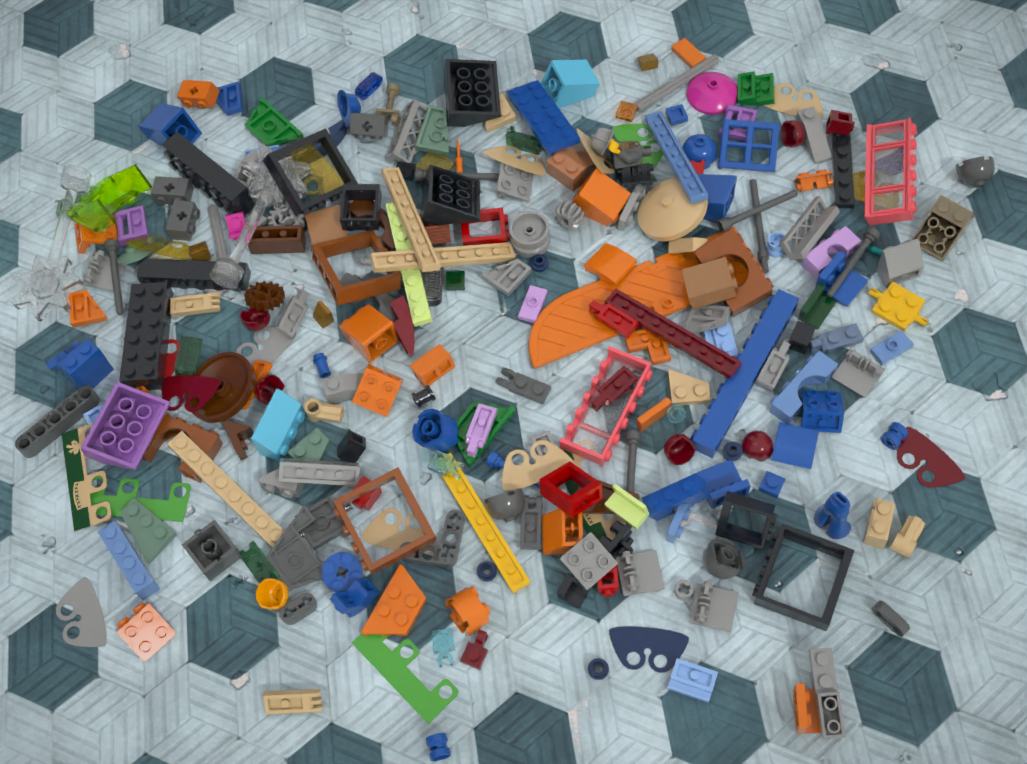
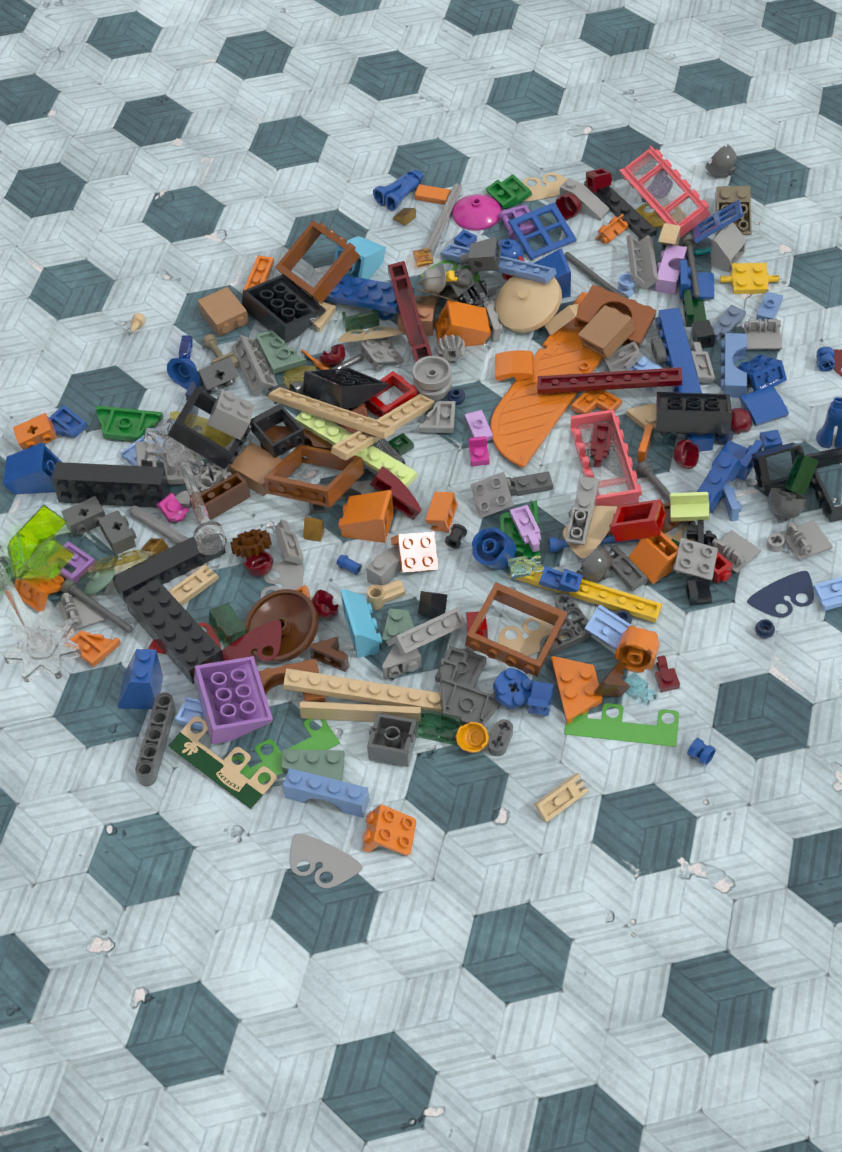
camera: 40 degrees left, 10 degrees down
(53, 363) = (113, 685): blue wing -> none
(216, 509) = (354, 712): none -> tan tile
(330, 171) = (231, 414): none -> light grey brick
(355, 38) = (137, 321): none -> tan bar
(419, 626) = (612, 683): none -> reddish brown slope
(424, 68) = (223, 311): none -> medium nougat brick
(464, 498) = (562, 581): none -> blue slope
(464, 570) = (606, 626): none -> light blue plate
(472, 164) = (334, 357): none -> dark red hair
(482, 378) = (492, 495): none -> light grey hinge
(483, 48) = (260, 271): none -> orange plate
(511, 328) = (479, 451): none -> dark pink bracket
(512, 93) = (335, 272): none -> dark orange window
(535, 448) = (582, 511): none -> light grey slope
(560, 140) = (408, 311): none -> dark red arch
(614, 318) = (554, 397): red hinge -> none
(657, 34) = (394, 193): none -> blue piece
(665, 142) = (483, 255): none -> dark grey torso
(713, 413) = (693, 413): none -> black slope
(724, 224) = (576, 291): dark grey piece -> none
(746, 328) = (658, 351): none -> dark grey beam
(757, 541) = (801, 474): none -> dark green panel
(854, 219) = (670, 234): none -> tan slope
(905, 236) = (717, 223): none -> blue window

